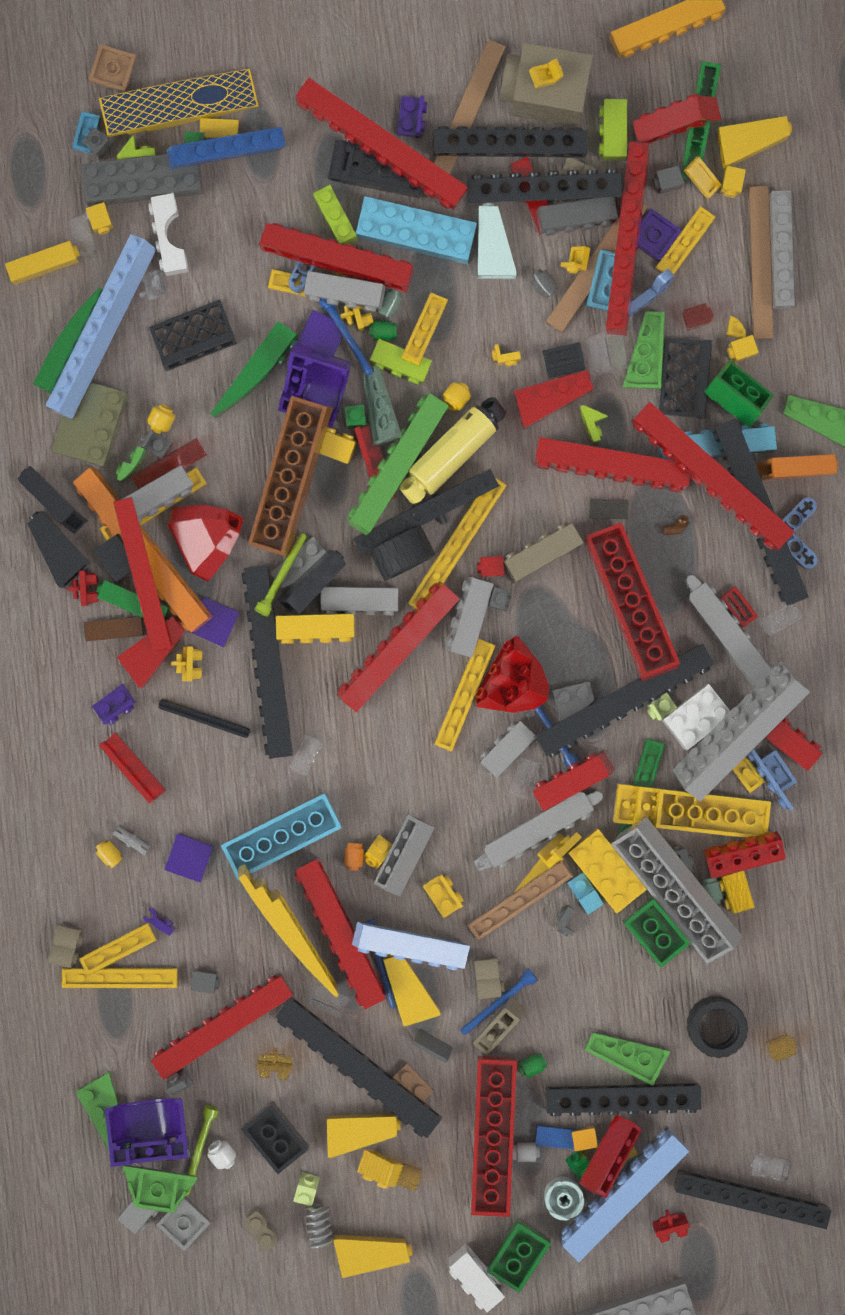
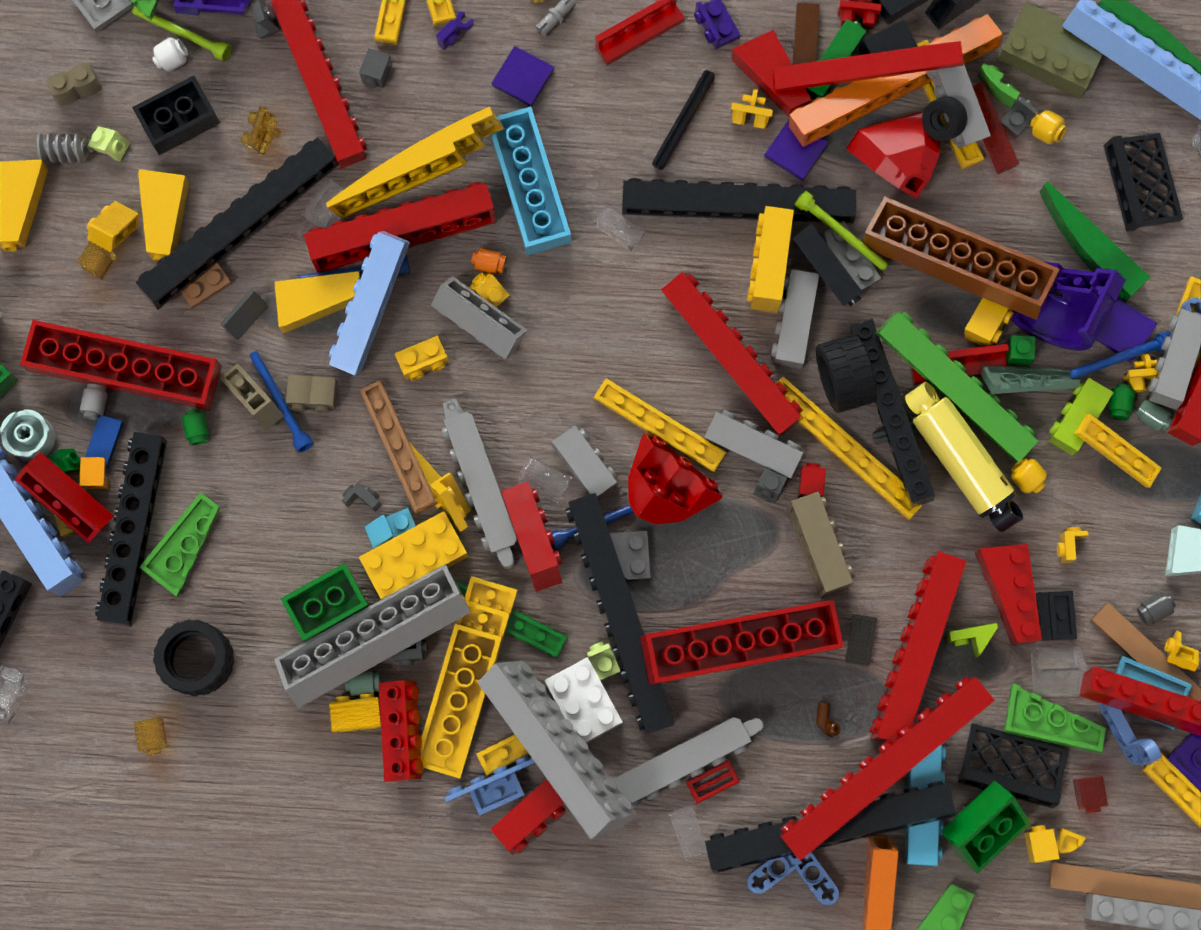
camera: 100 degrees right, 10 degrees down
(169, 498) = (932, 118): none -> black tyre

